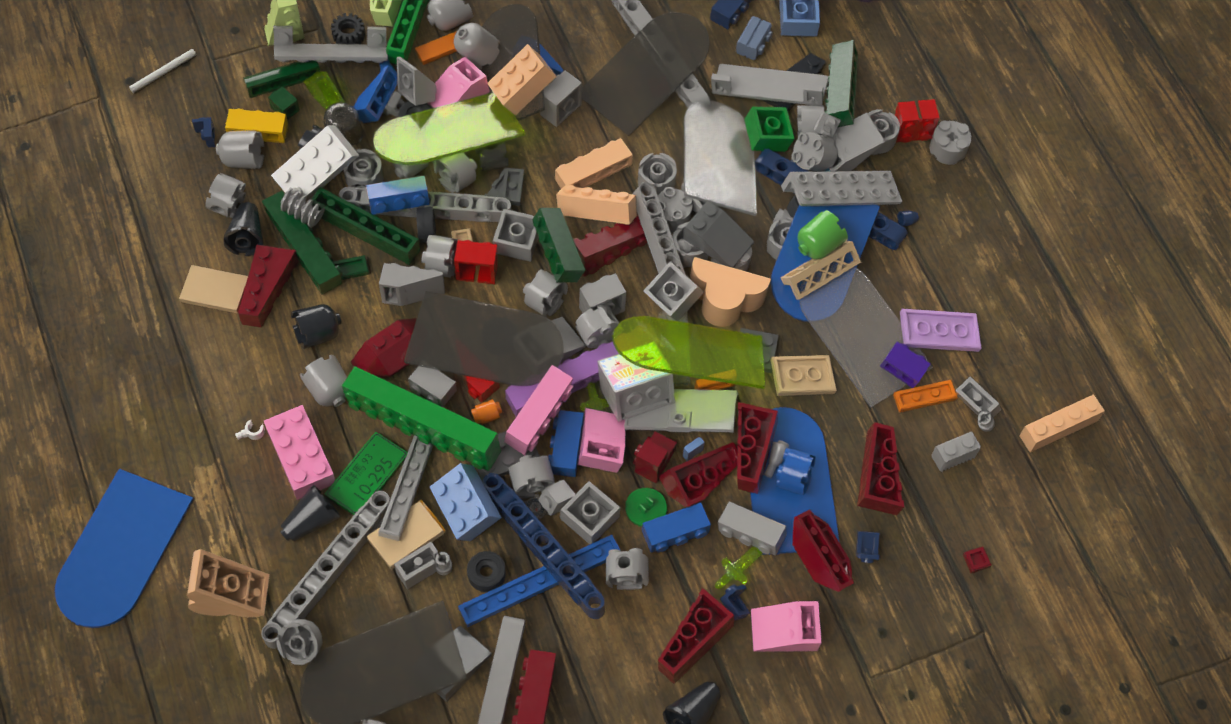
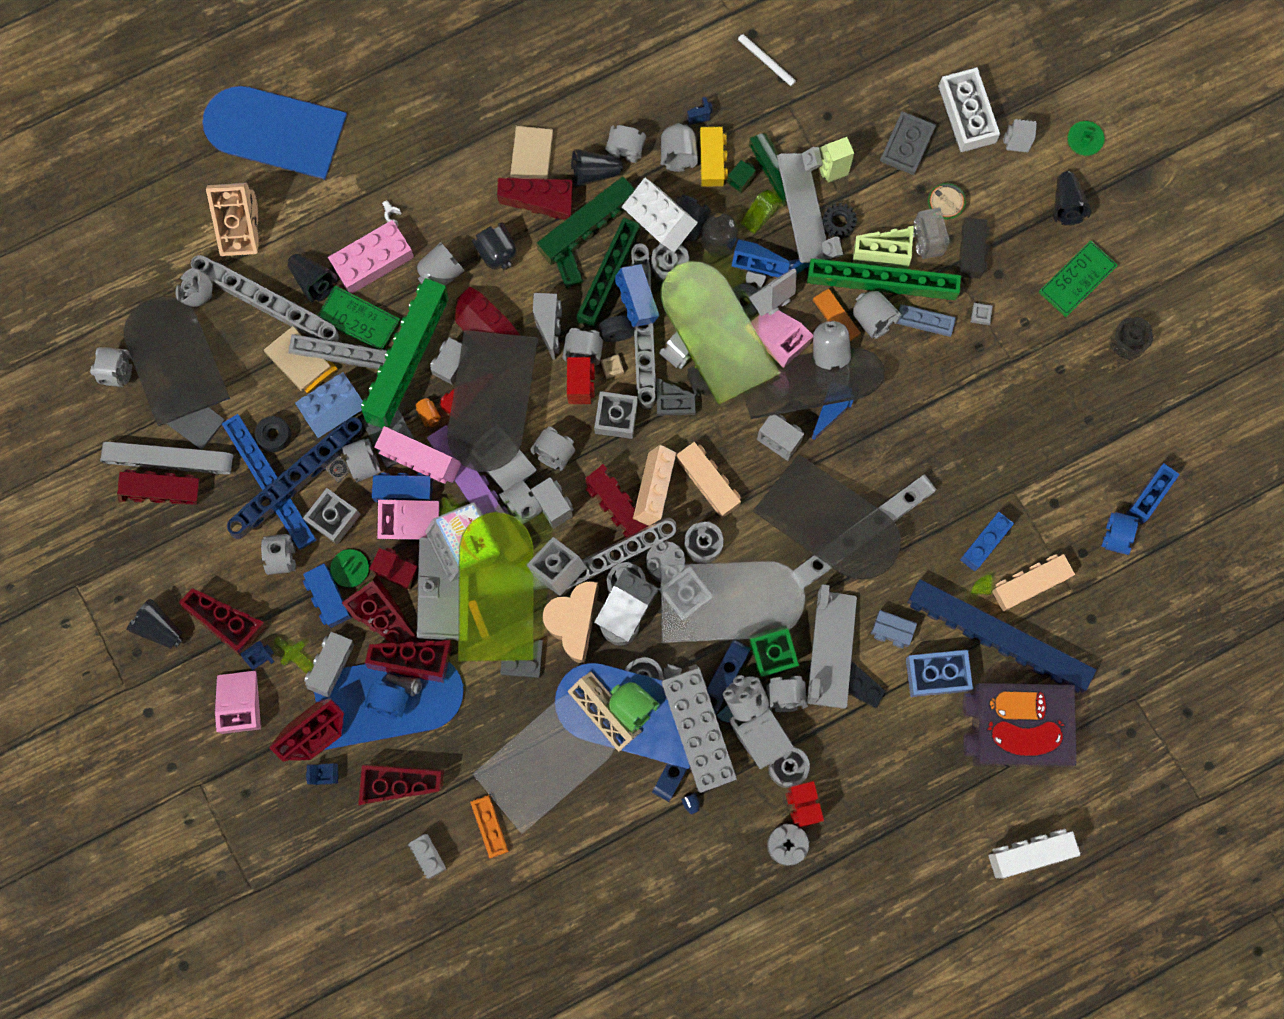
camera: 90 degrees right, 15 degrees up
(300, 208) = (611, 210): light grey piece -> none
(422, 564) = (272, 377): light grey hinge -> none
(521, 79) = (780, 391): light nougat brick -> none
(556, 497) = (345, 485): light grey brick -> none
(558, 245) = (596, 451): dark green brick -> none
(693, 448) = (407, 604): medium blue tile -> none
(803, 375) = (497, 704): tan tile -> none
(827, 124) = (770, 705): light grey tile -> none
(842, 82) = (835, 722): brick -> none
(905, 364) = (514, 802): dark purple brick -> none
(940, 330) = (561, 839): lavender tile -> none
(977, 559) = (321, 880): dark red tile -> none
(979, 402) = (480, 878): light grey hinge -> none
(1061, 423) = (468, 963): light nougat brick -> none

